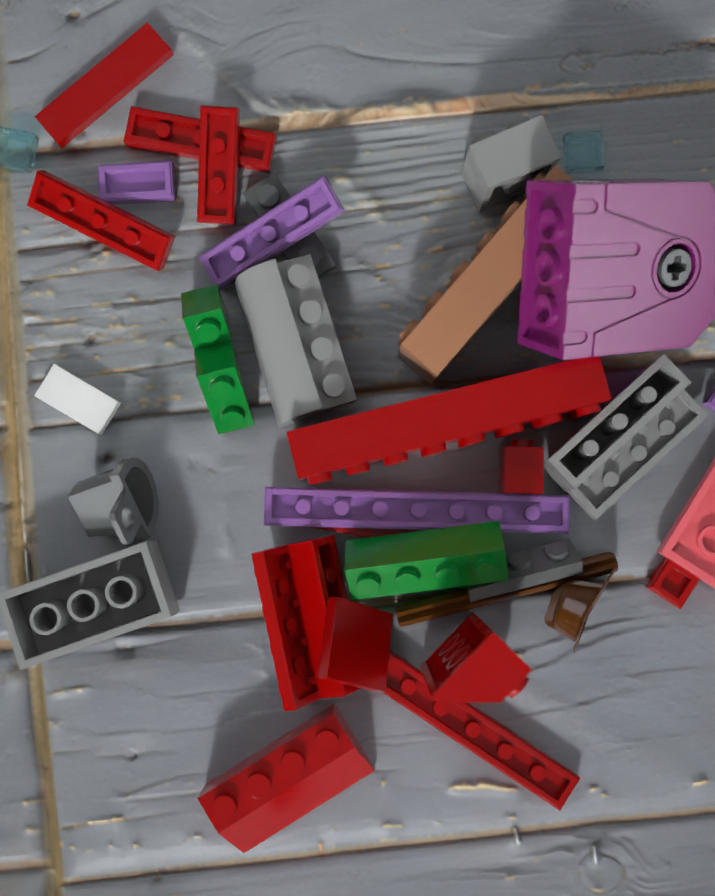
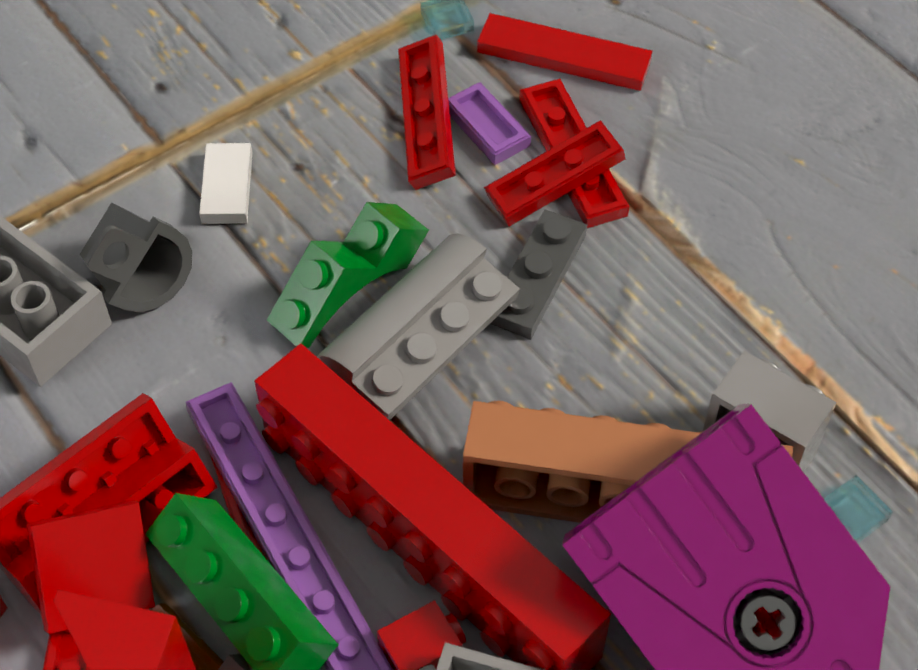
camera: 55 degrees right, 30 degrees down
(272, 232) = (527, 250): medium lavender tile -> none

